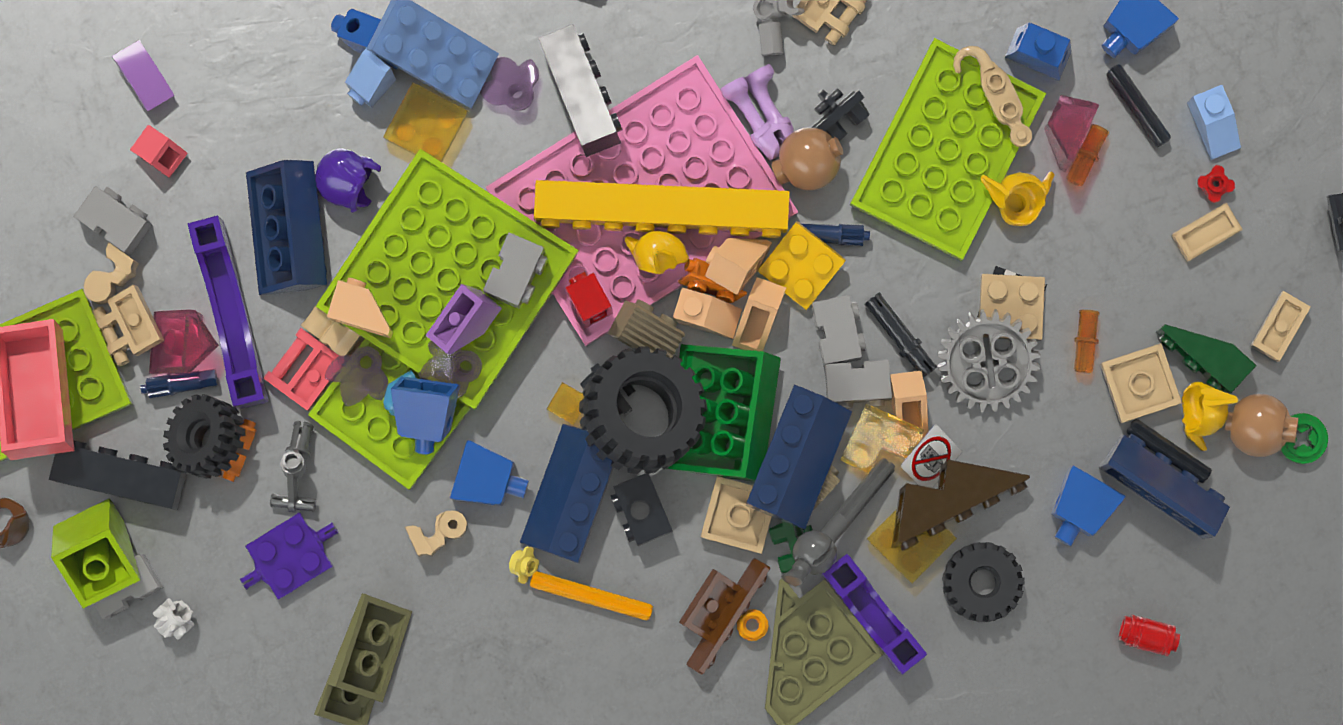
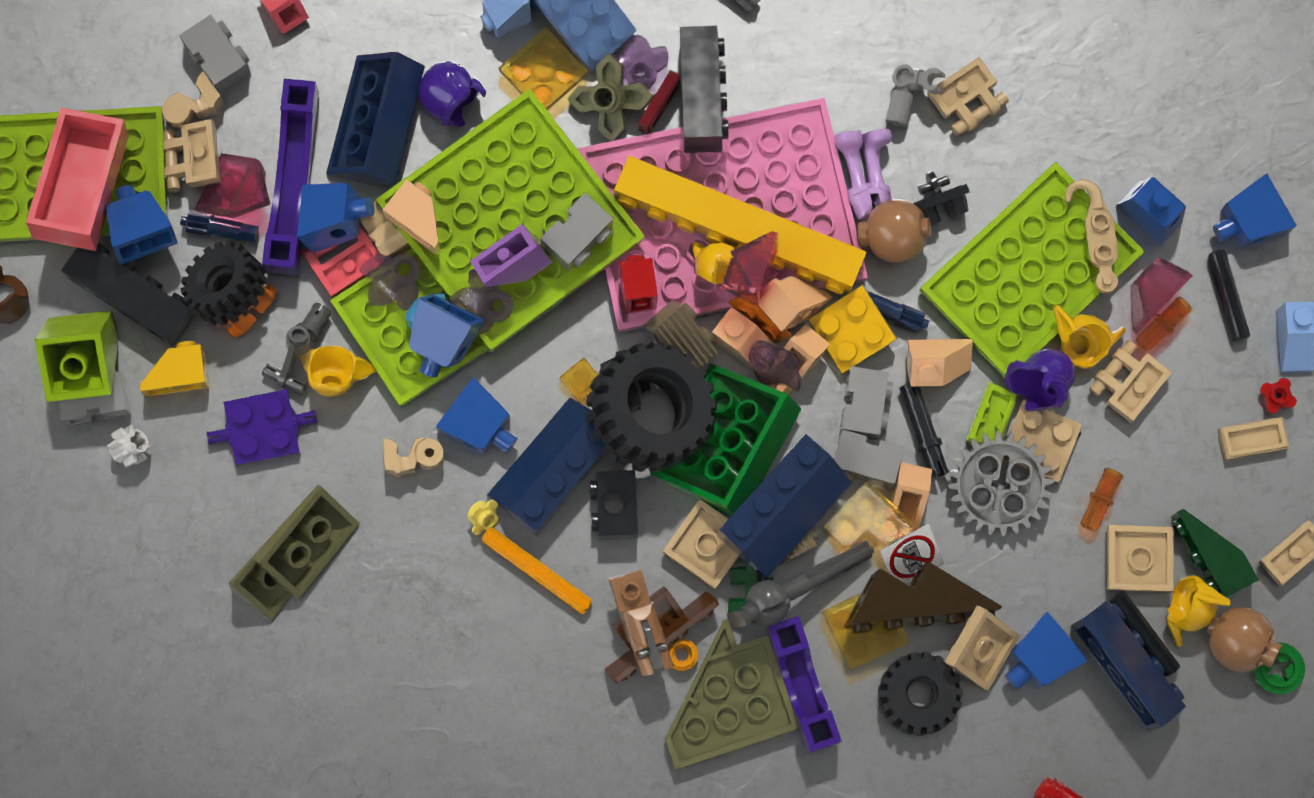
camera: 10 degrees right, 5 degrees down
(103, 411) = (137, 225): none -> blue torso
(192, 531) = (177, 371): none -> yellow slope
(279, 335) = (330, 215): none -> blue torso
(336, 479) = (334, 369): none -> yellow piece
(504, 142) = (611, 114): none -> olive plant
(545, 116) = (659, 103): none -> dark red tile
(688, 249) = (751, 268): none -> clear pink slope
(705, 612) = (640, 622): none -> medium nougat plate
(741, 328) = (774, 365): none -> plate
(890, 267) = (937, 360): none -> light nougat slope
(958, 297) = (992, 413): none -> lime plate
(993, 249) = (1042, 379): none -> dark purple hair
(1025, 520) = (982, 648): none -> tan plate
(1084, 223) = (1137, 388): none -> tan plate

